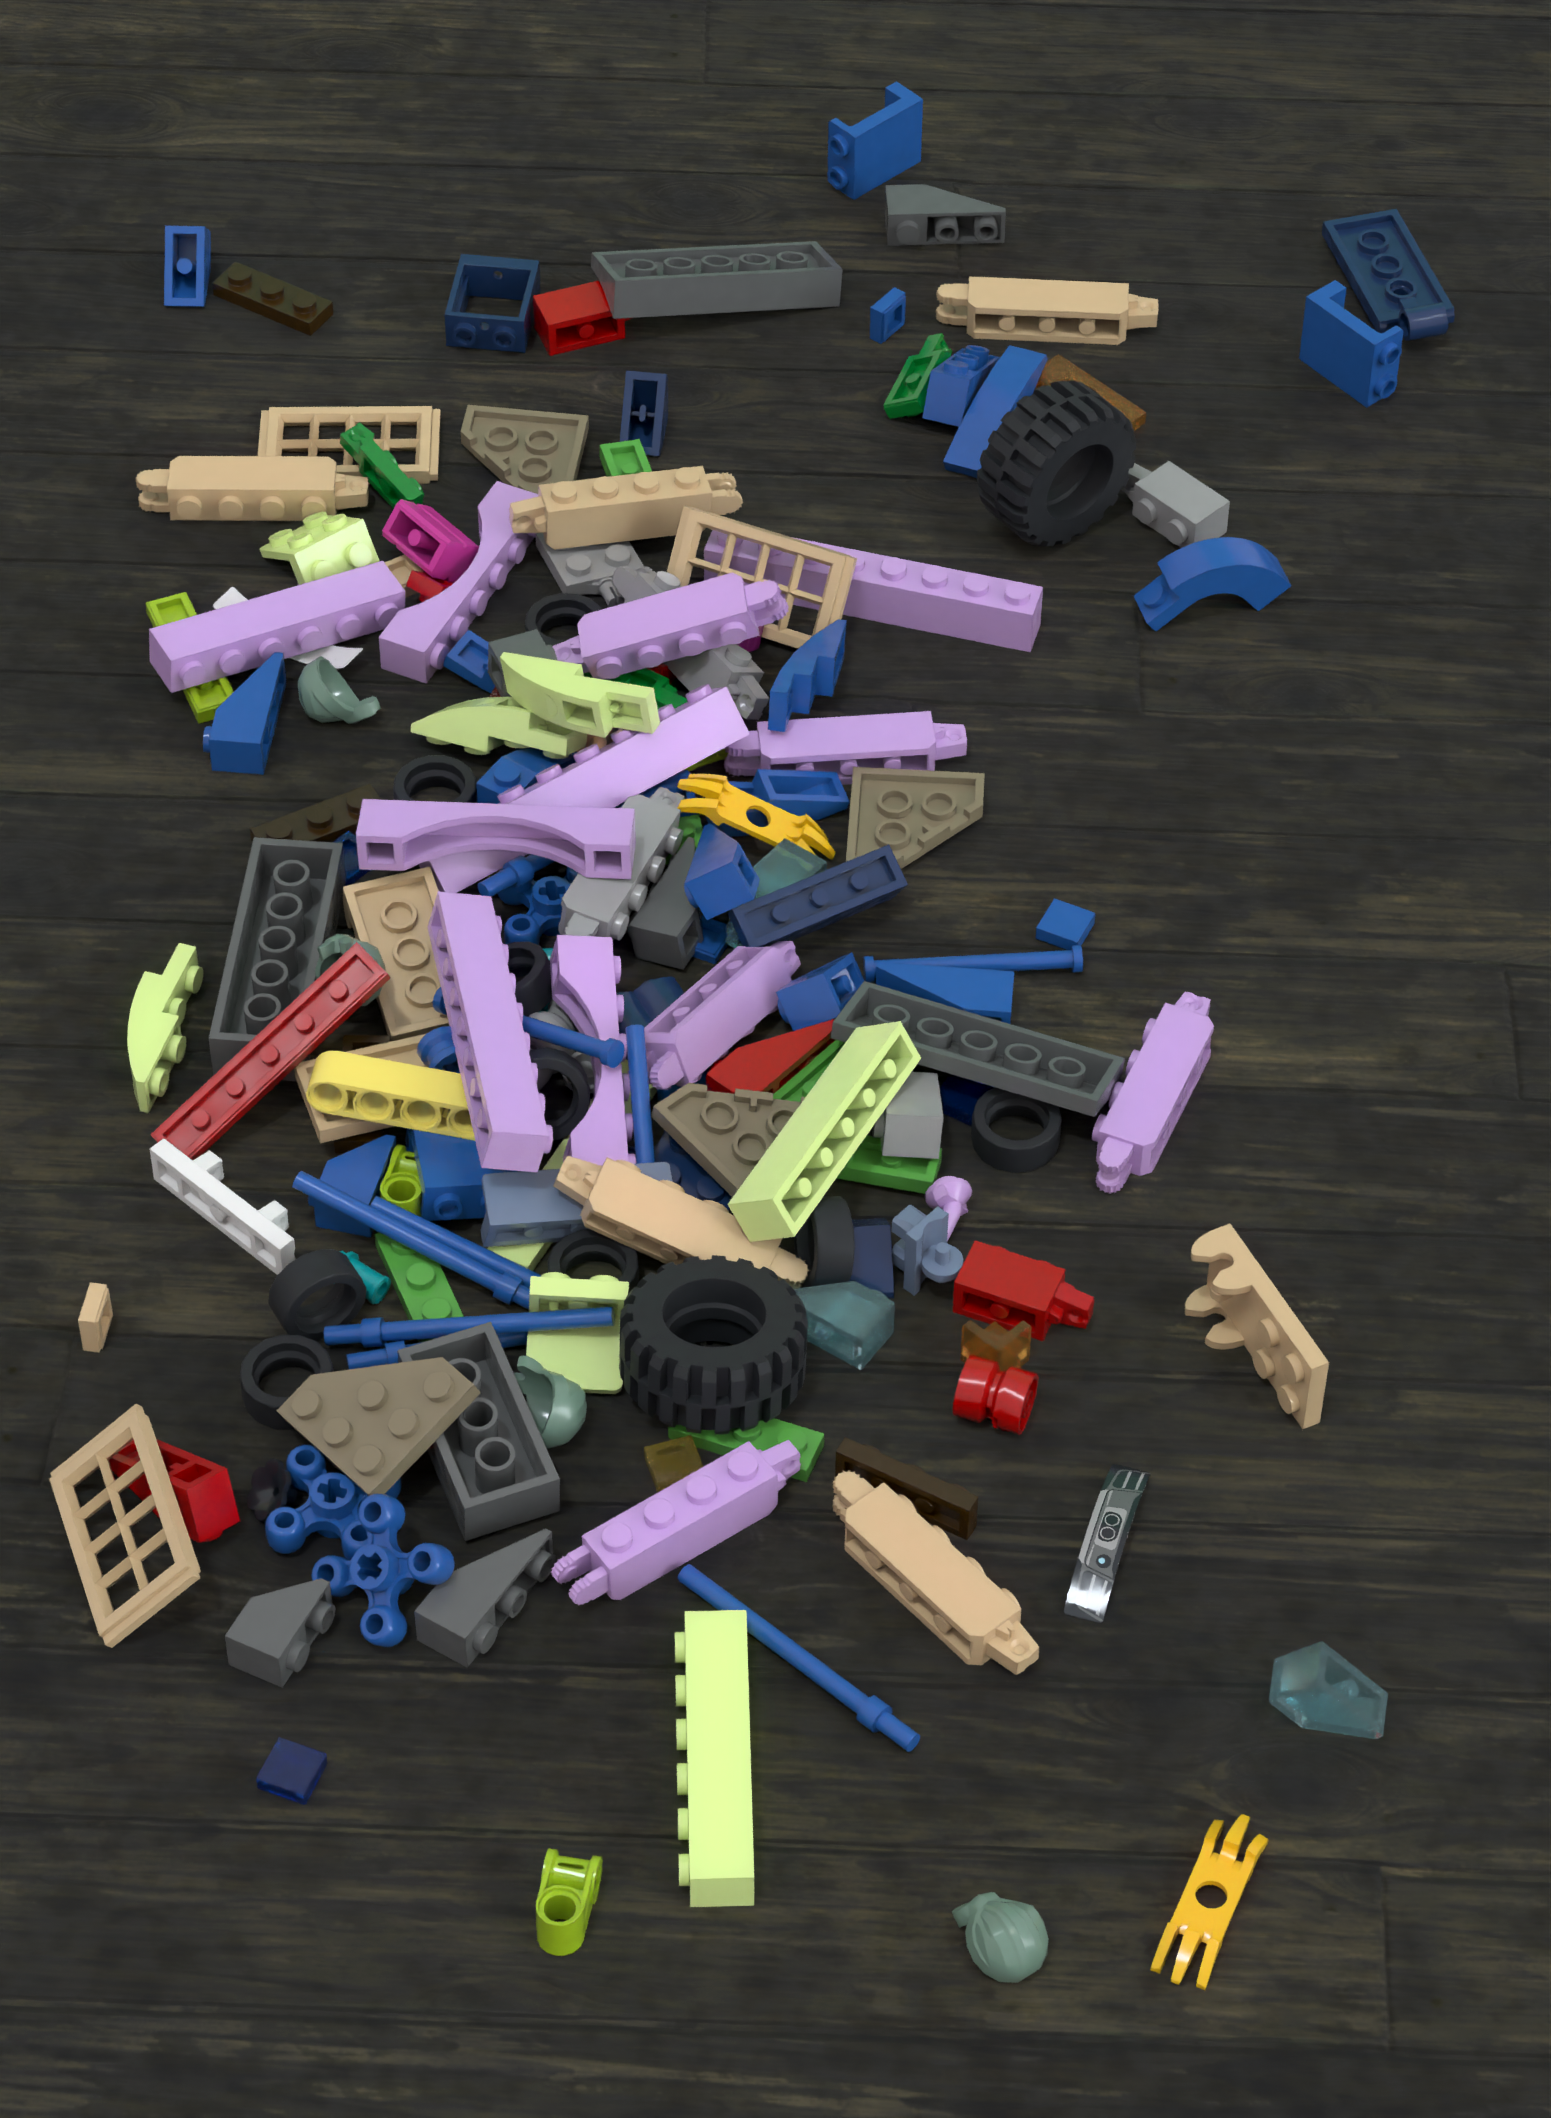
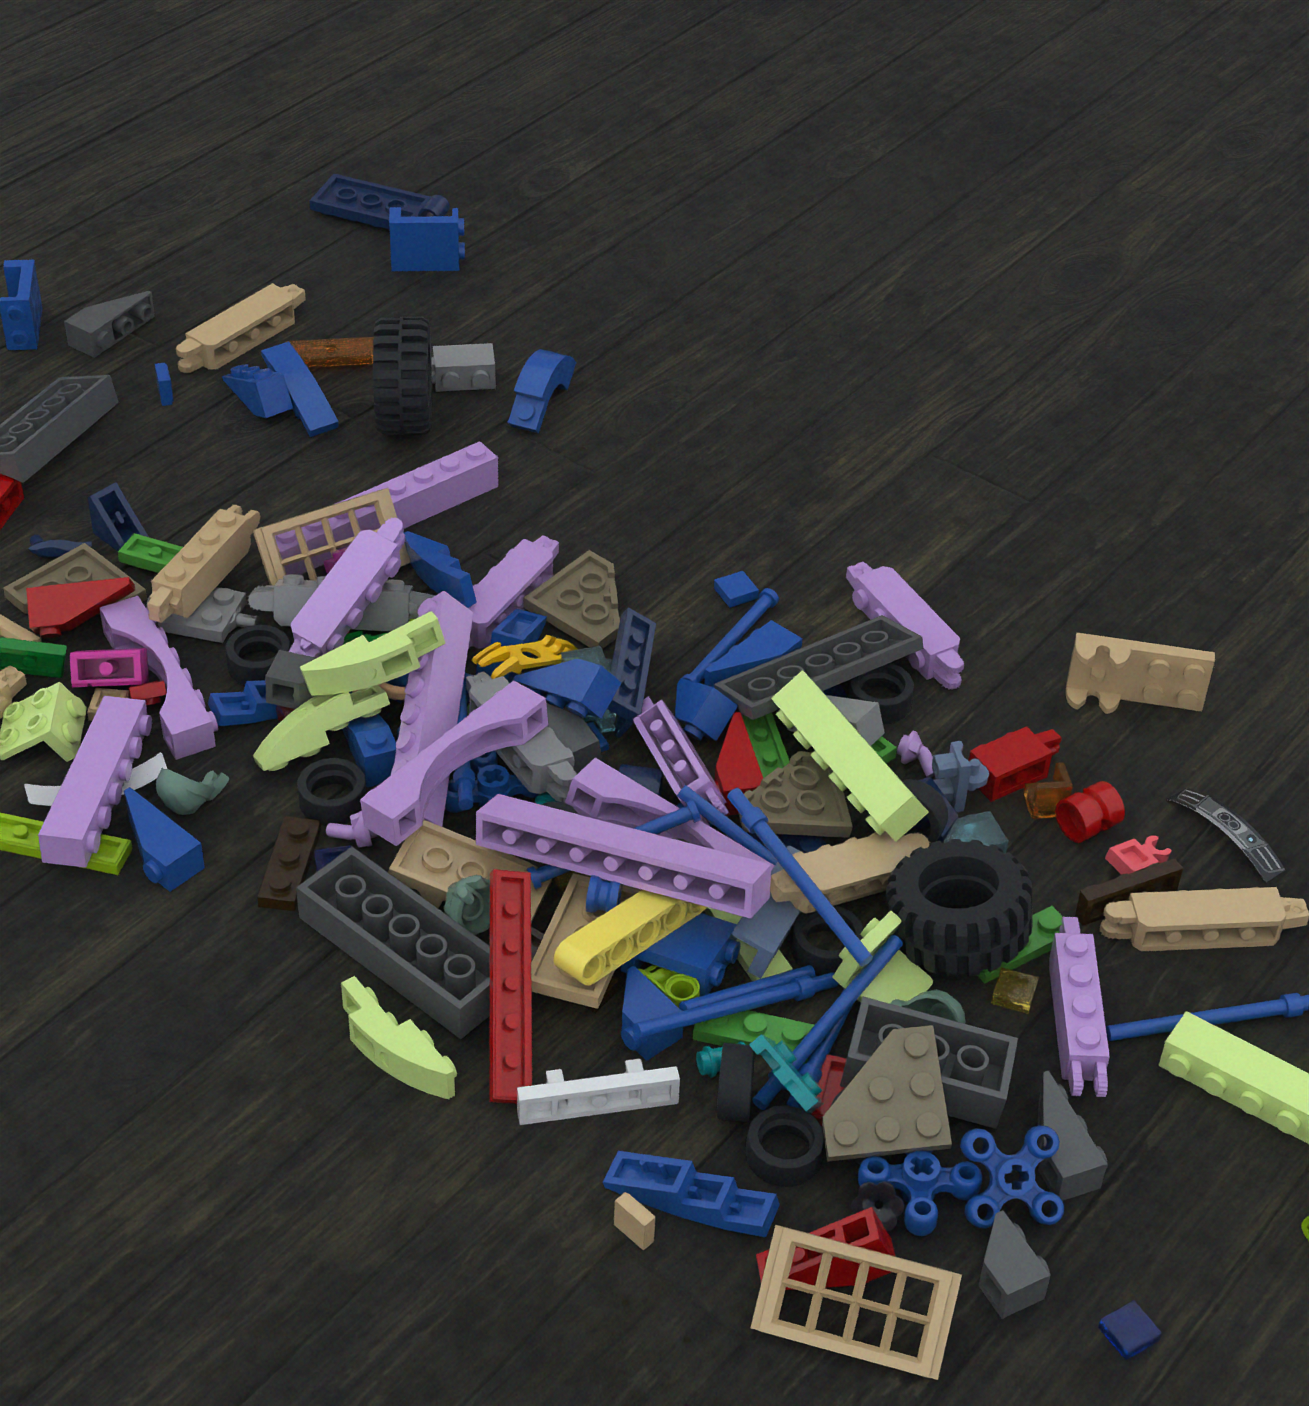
camera: 55 degrees left, 5 degrees down
(169, 1344) = (699, 1197): none -> blue slope
(346, 1315) = (780, 1059): none -> teal wing
(478, 460) = (71, 604): none -> red slope
(561, 398) = (52, 548): none -> dark blue bar
(612, 1100) = (756, 822): none -> blue bar
(911, 386) = (233, 402): green hinge -> none
(972, 1469) = (1133, 856): none -> coral plate

